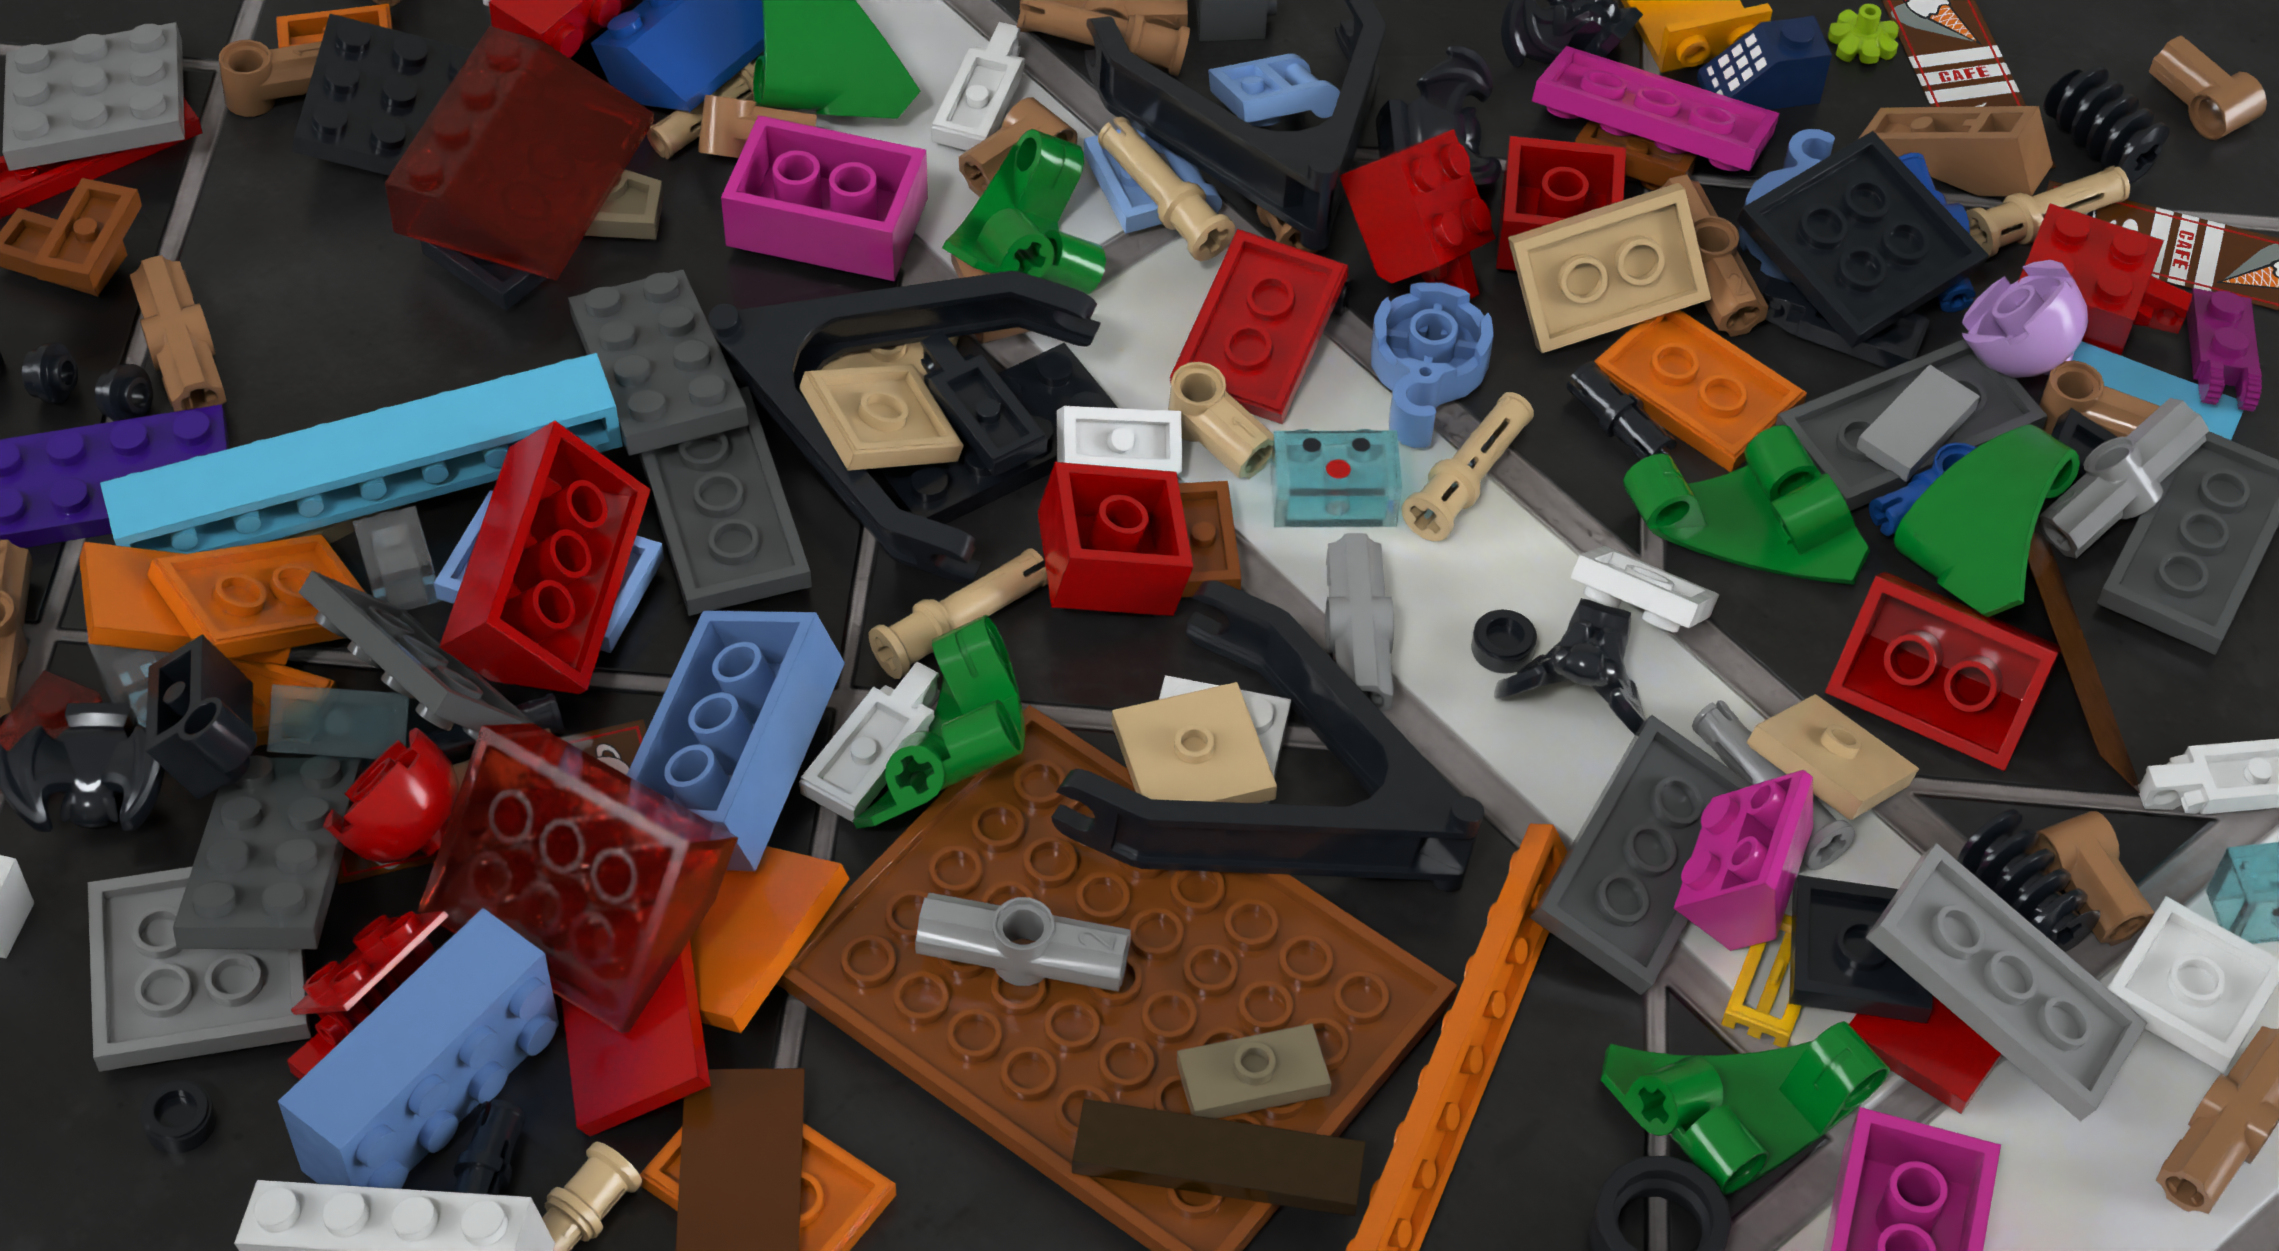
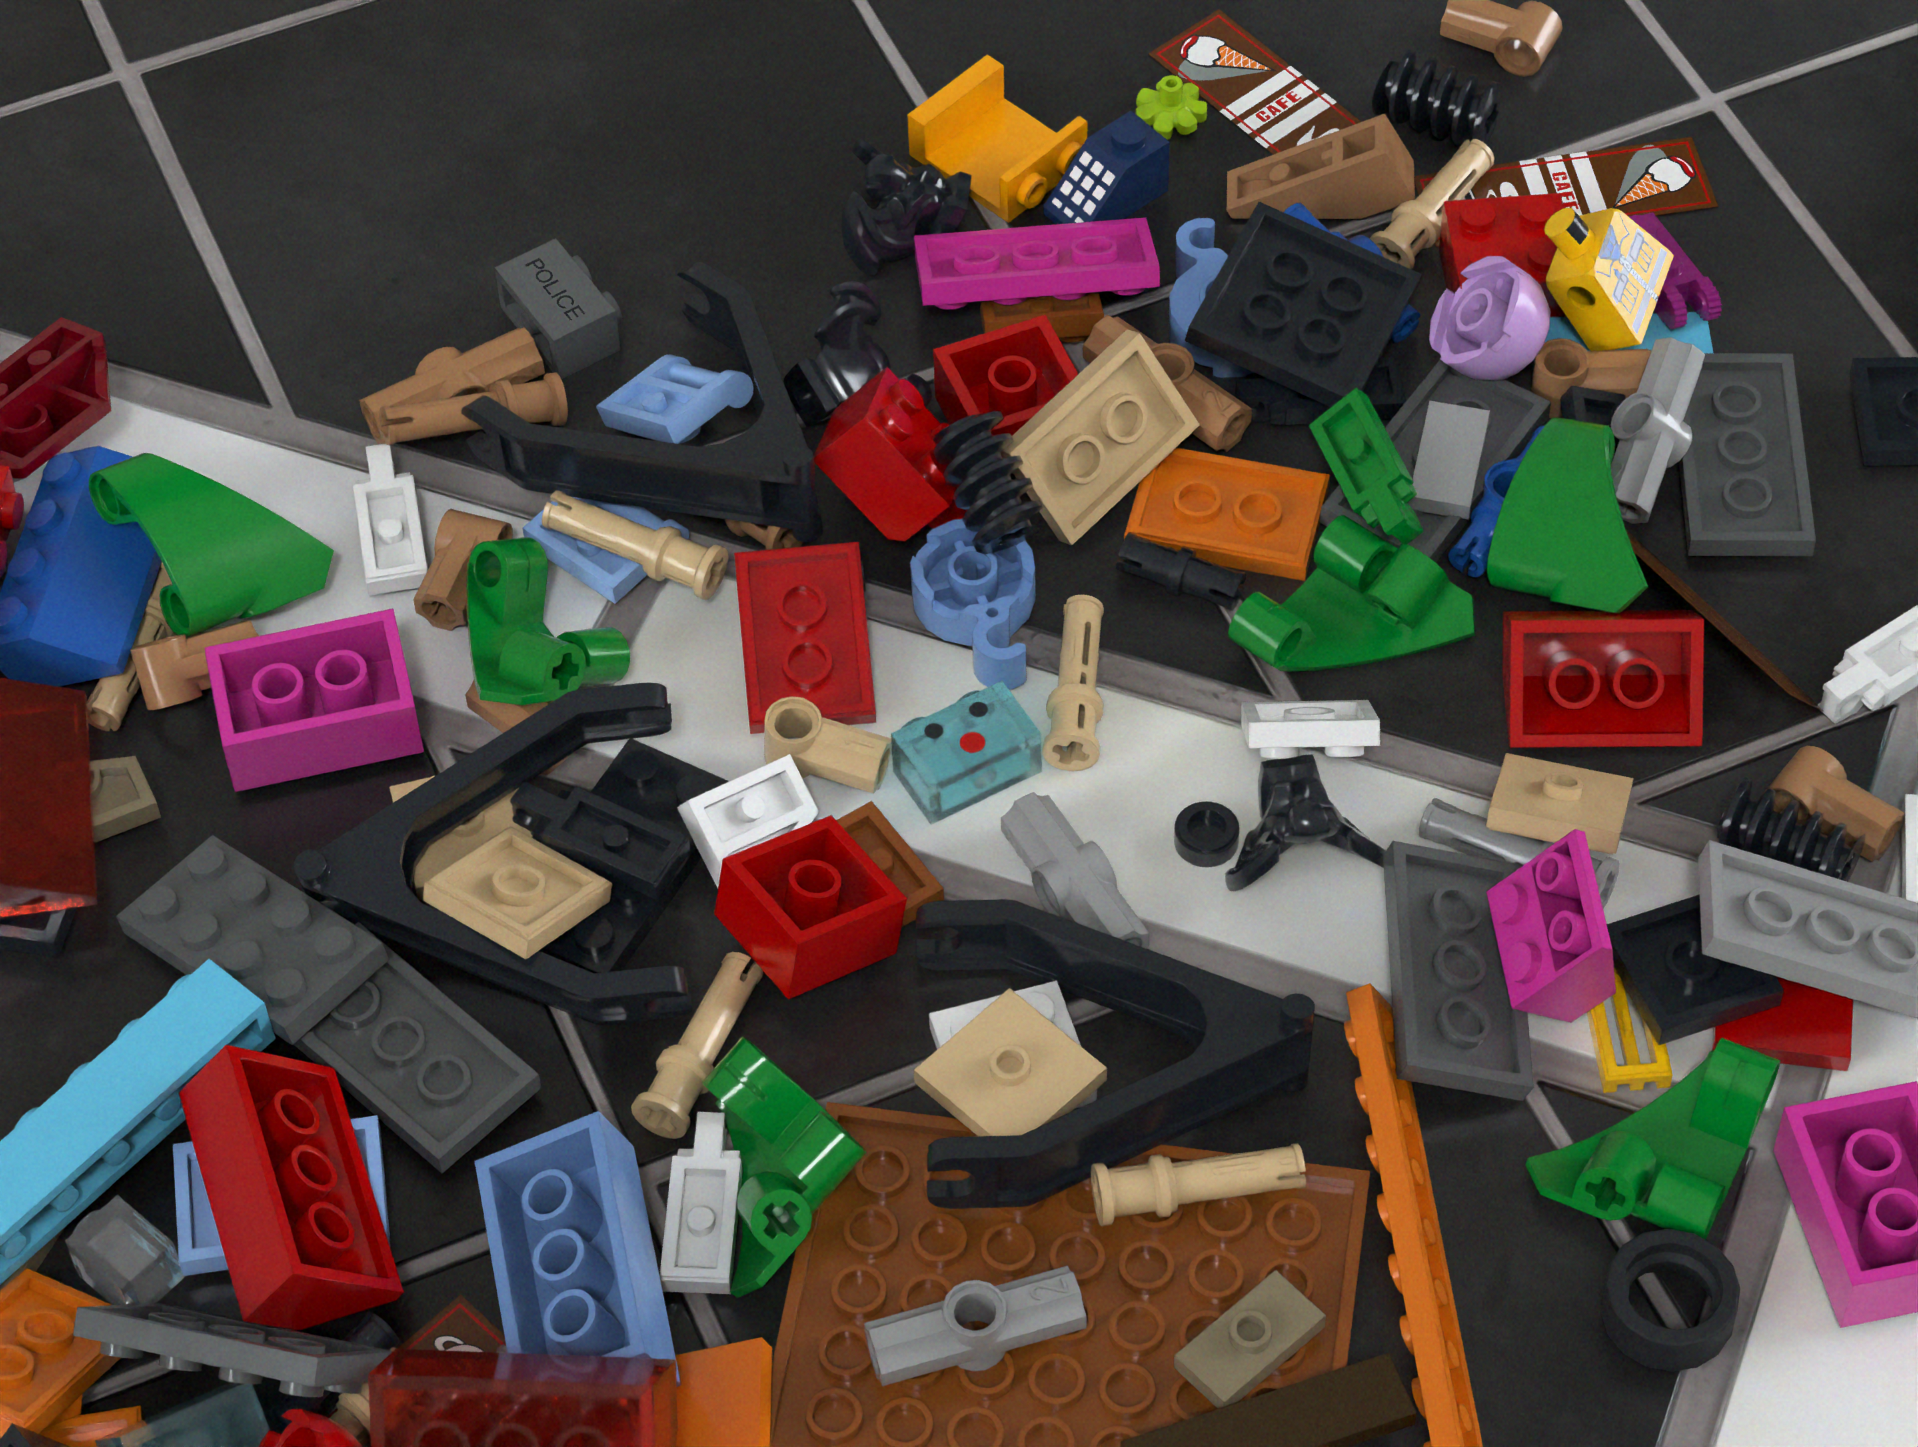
camera: 25 degrees left, 0 degrees up
(1261, 906) = (1165, 1185): none -> tan pin
(1474, 258) = (986, 482): none -> black piece
(1836, 395) = (1368, 465): none -> green hinge
(2157, 323) = (1605, 275): none -> yellow torso

